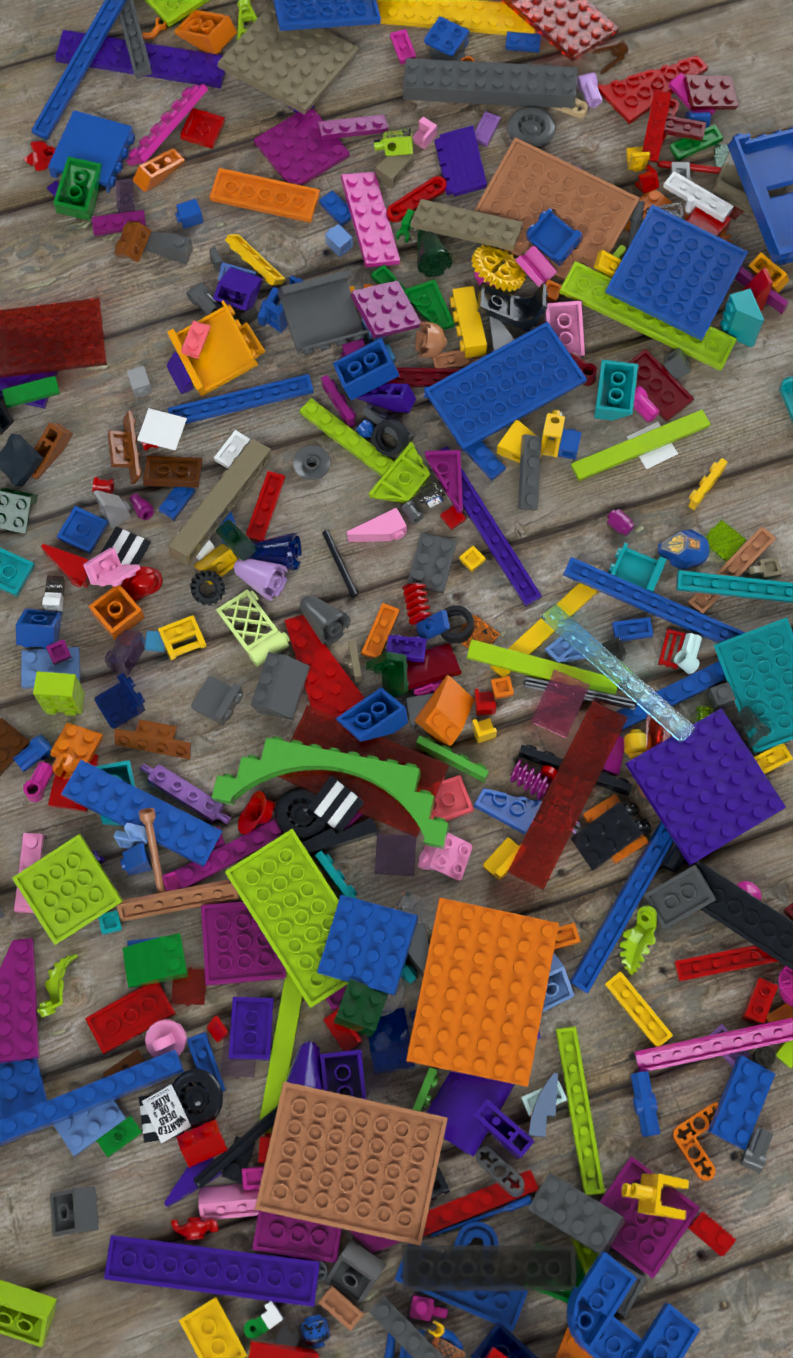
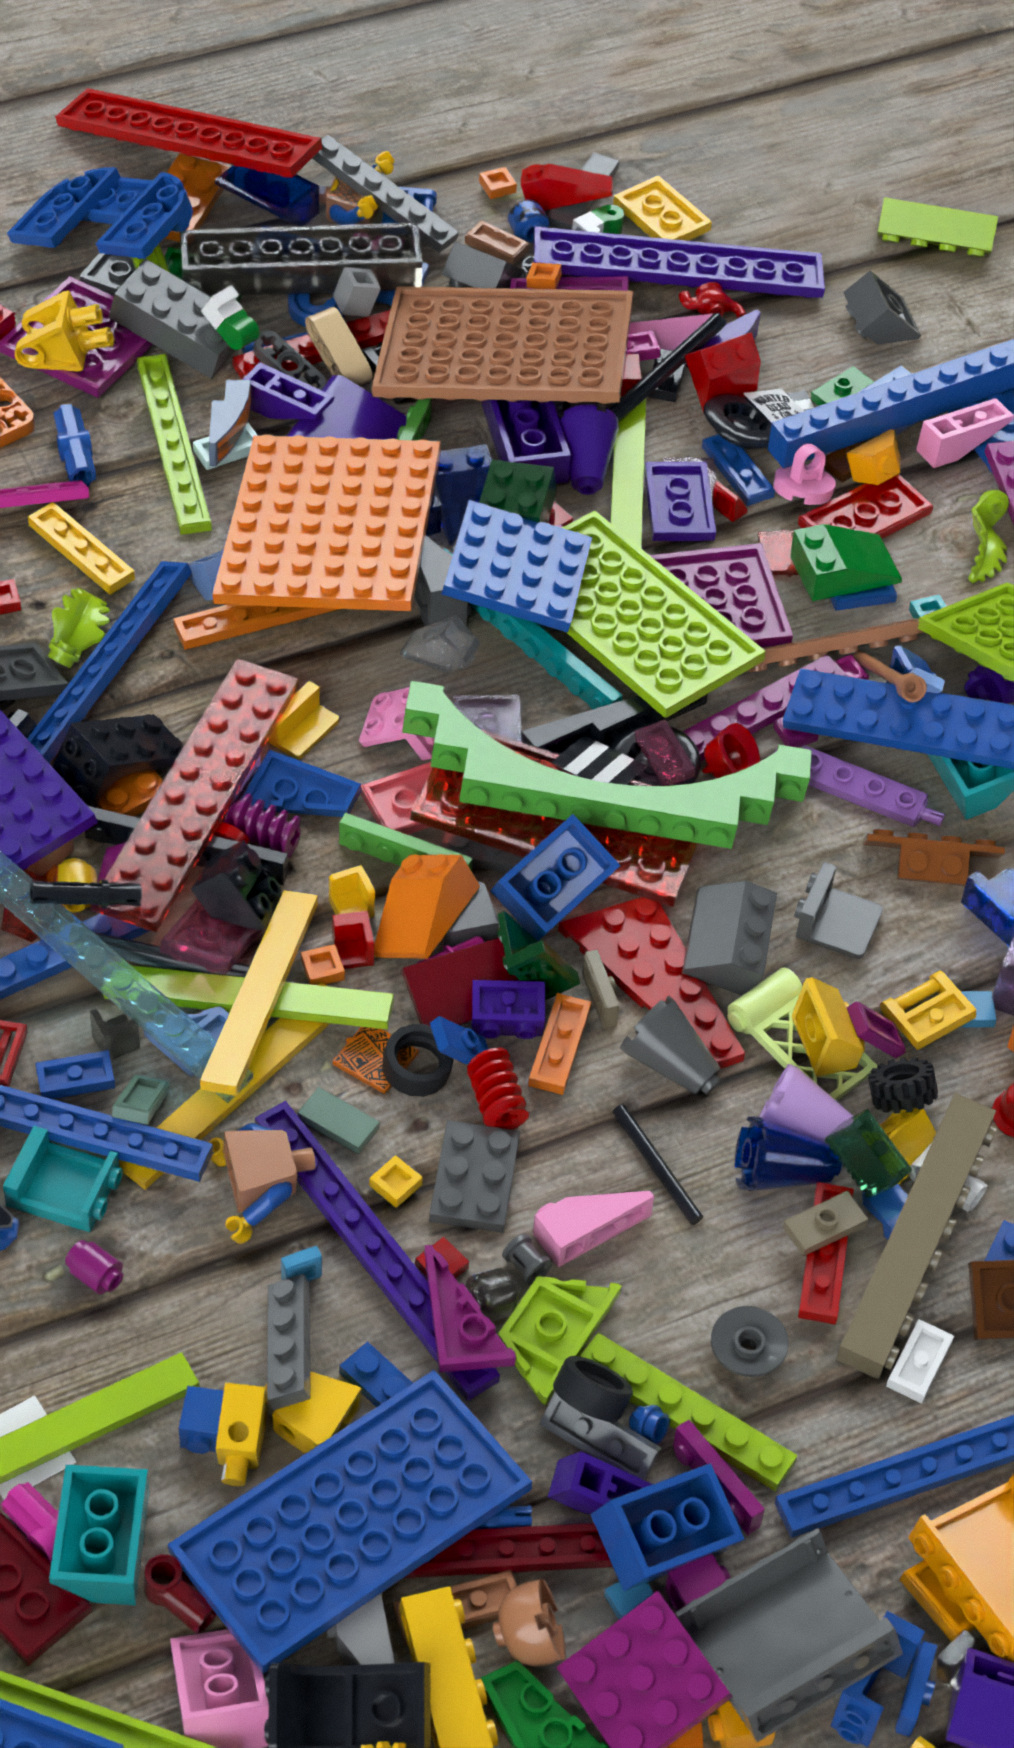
camera: 170 degrees right, 20 degrees down
(48, 1076) = (959, 432): none -> bright pink slope
(112, 1054) = (875, 459): none -> light orange slope
(214, 620) = (876, 1029): none -> magenta tile
(240, 616) = (826, 1029): none -> yellow slope
(264, 514) = (825, 1223): none -> dark tan plate
(296, 806) = (665, 753): none -> clear pink plate
(314, 1247) = (543, 276): none -> orange plate
(450, 1230) = (356, 292): none -> light grey brick
(465, 1183) = (338, 346): none -> tan beam
(498, 598) = (338, 1120): none -> sand green tile
(521, 515) = (302, 1262): none -> dark azure tile
(536, 662) = (259, 993): none -> yellow tile
(540, 559) = (259, 1172): none -> nougat torso
(541, 1192) = (231, 319): none -> leg
(547, 729) = (238, 888): none -> black slope
(599, 608) = (140, 1099): none -> sand green tile
(607, 709) = (86, 893): none -> black pin

